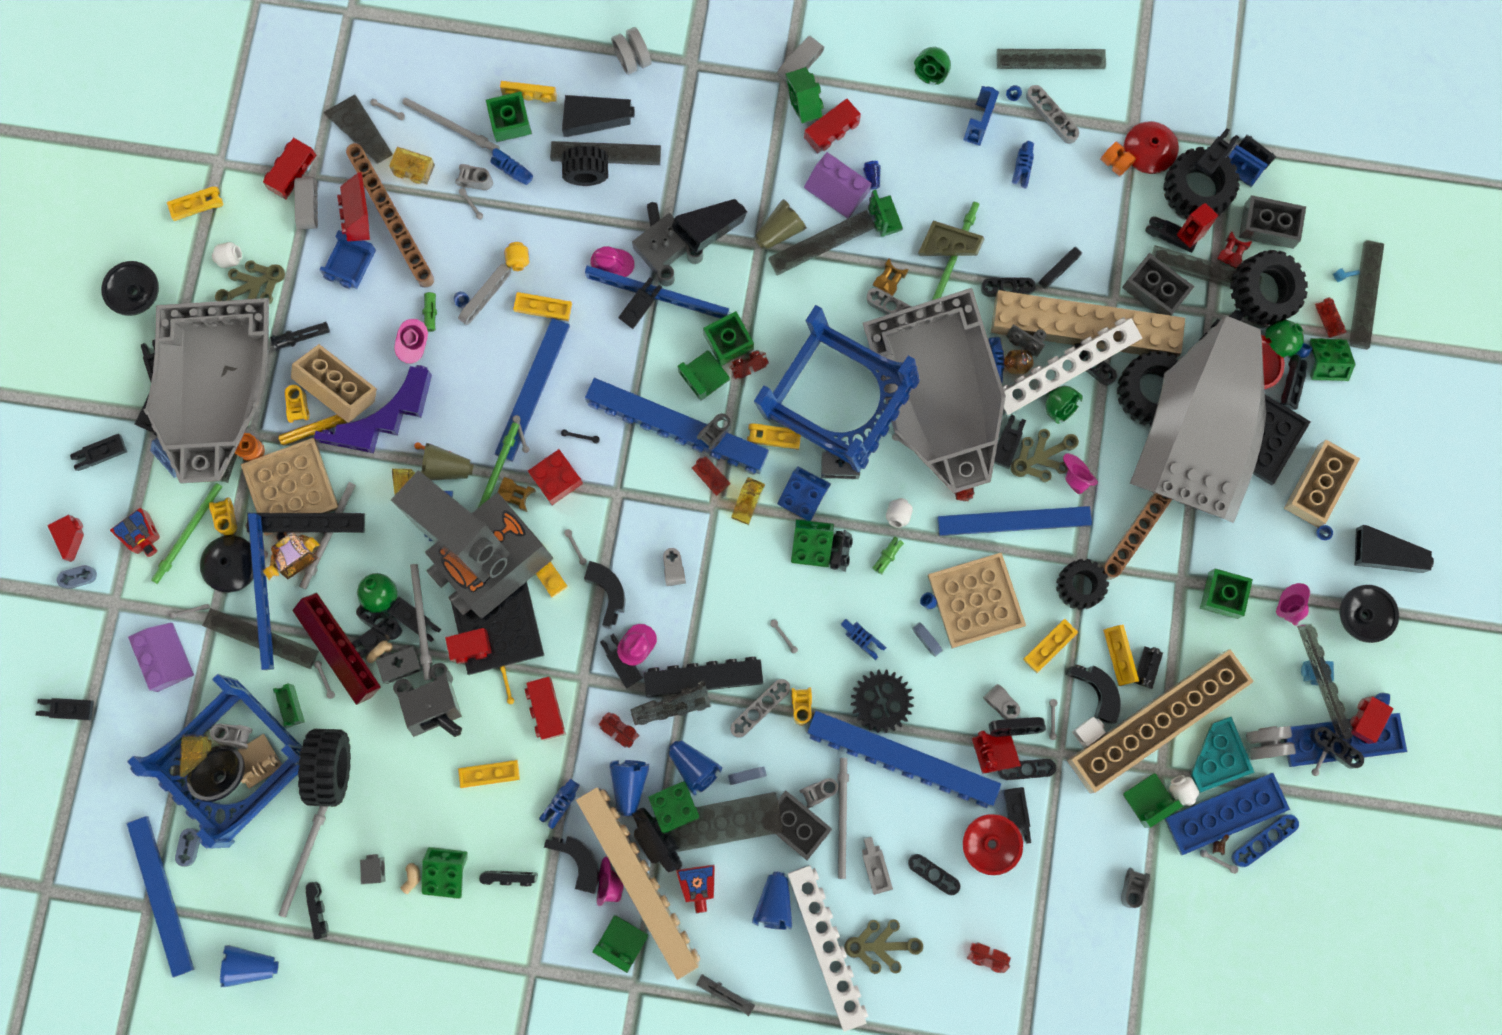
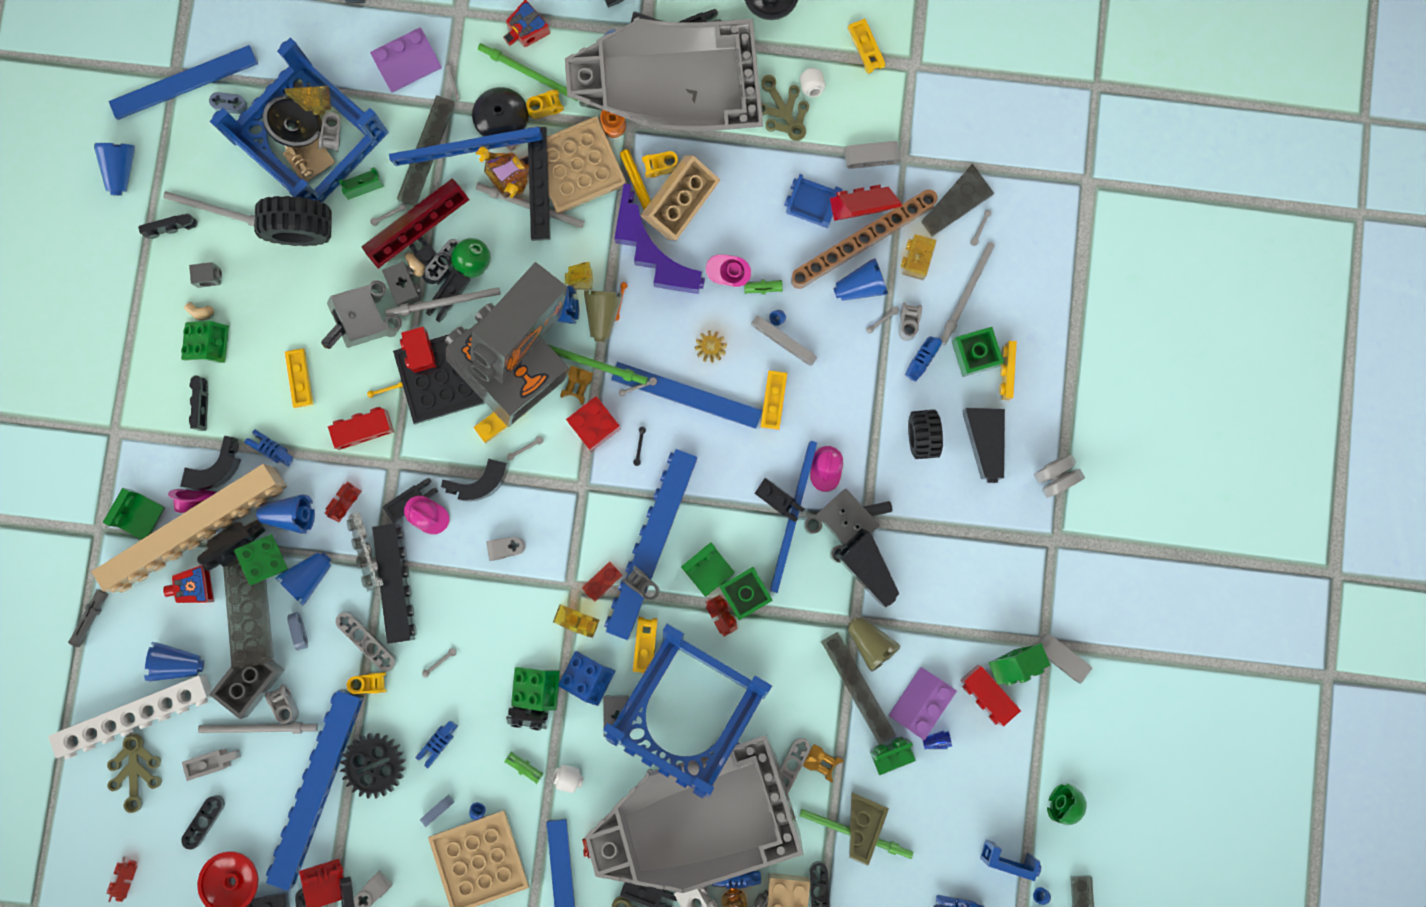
camera: 85 degrees right, 5 degrees up
(287, 167) = (908, 134): red brick -> none
(322, 328) = (729, 152): black pin -> none
(433, 216) = (862, 283): none -> blue cone
(489, 356) = (702, 347): none -> clear yellow gear
(516, 256) = (825, 370): yellow head -> none
(616, 153) = (947, 463): clear smoke plate -> none

